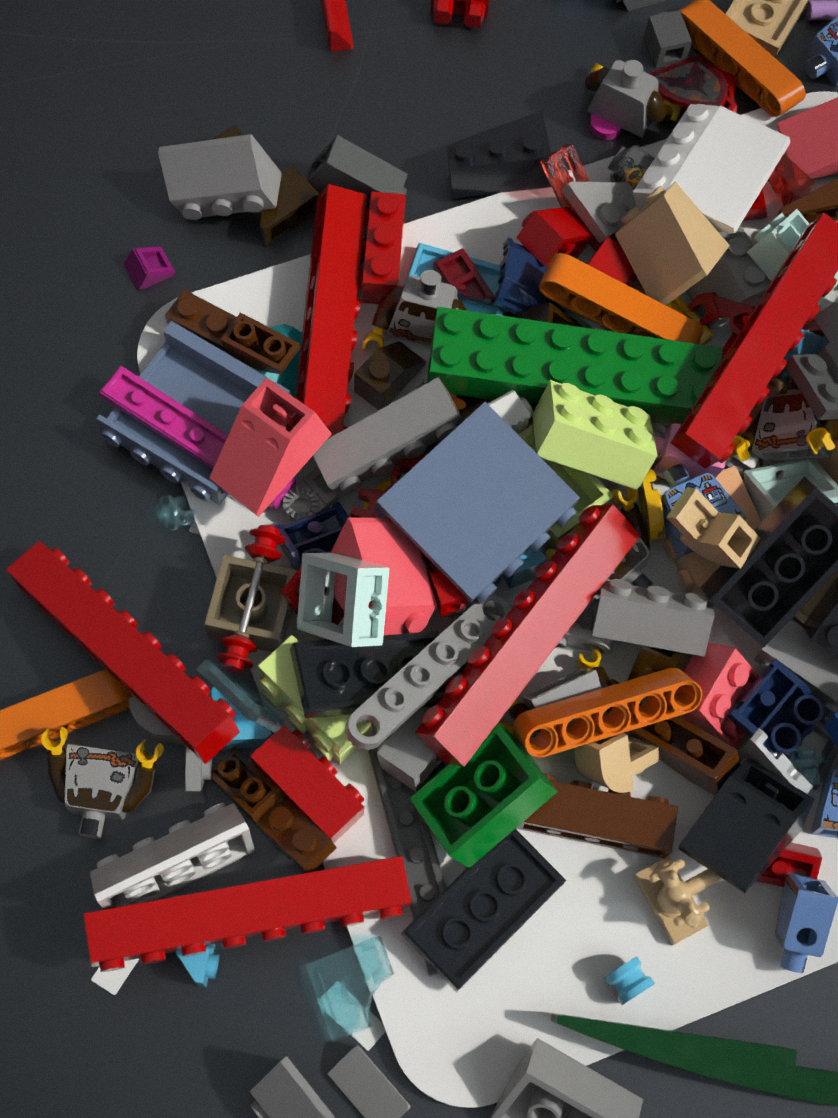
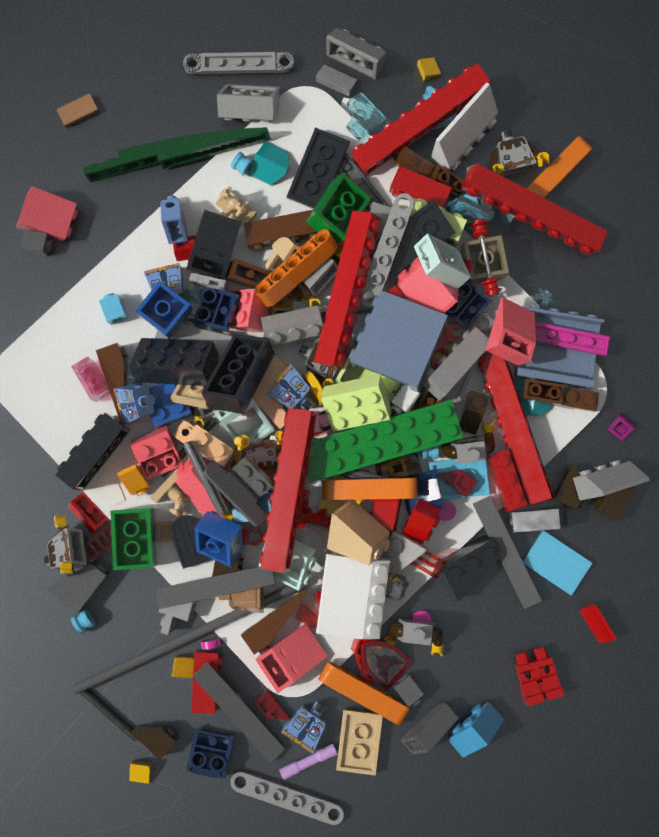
camera: 165 degrees right, 15 degrees up
(174, 1033) = (428, 68): none -> yellow slope
(357, 113) = (556, 562): none -> medium azure tile
(429, 159) = (509, 554): none -> dark grey tile
(494, 246) = (448, 512): none -> dark pink tile
(570, 962) = (269, 164): none -> teal slope
(712, 534) = (278, 369): tan brick -> none

